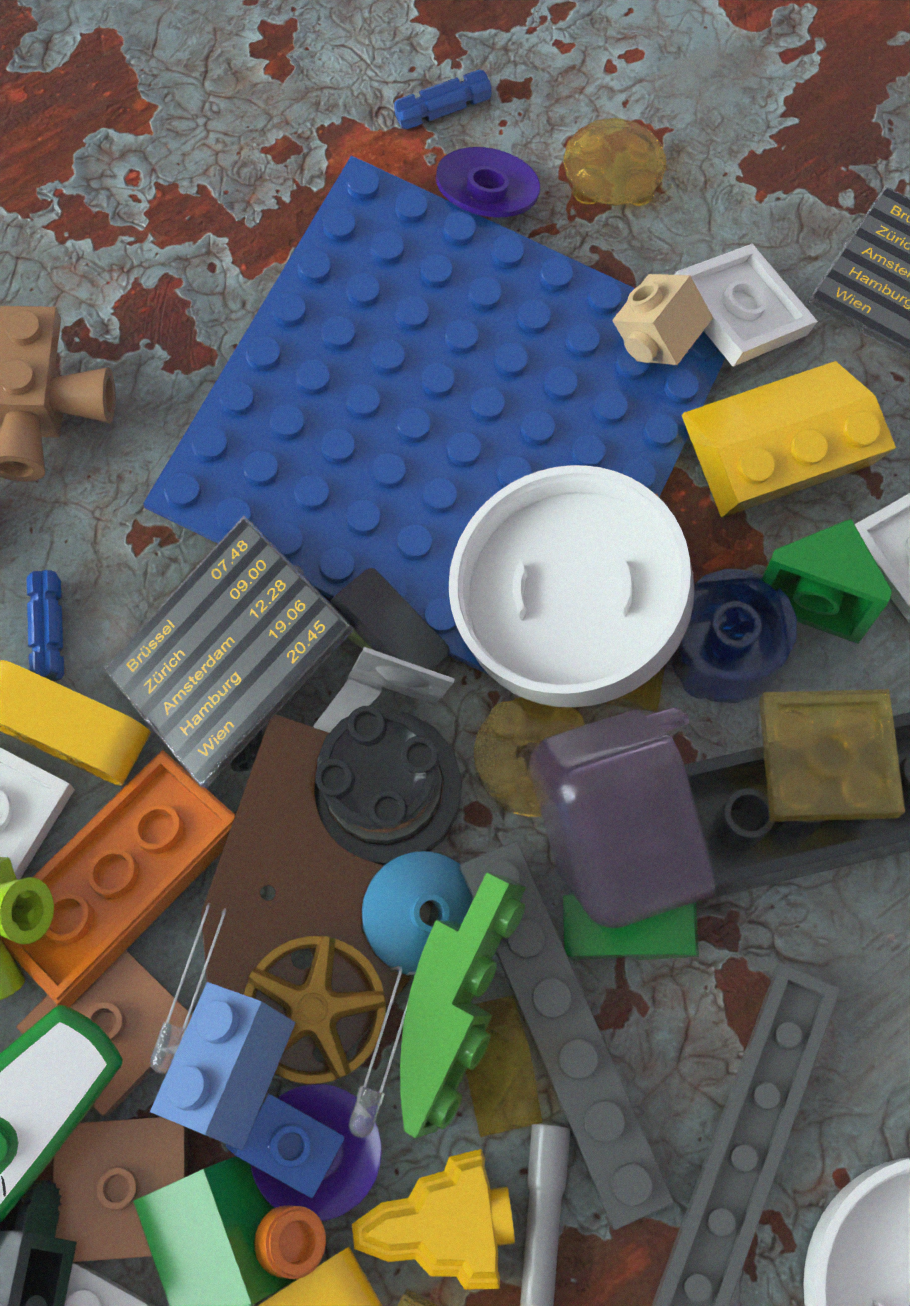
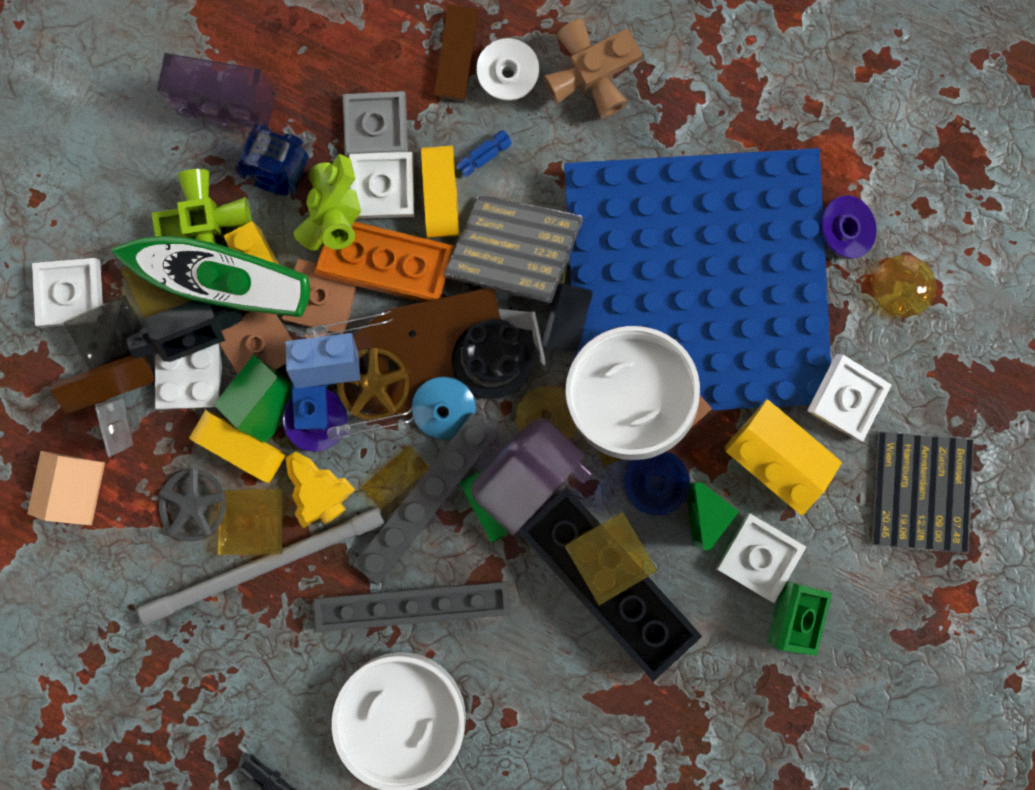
camera: 65 degrees right, 15 degrees up
(290, 1242) = (271, 429): orange tile -> none
(441, 1024) = (399, 442): bright green slope -> none
(442, 99) = (891, 173): blue axle -> none
(662, 318) = (809, 362): tan brick -> none

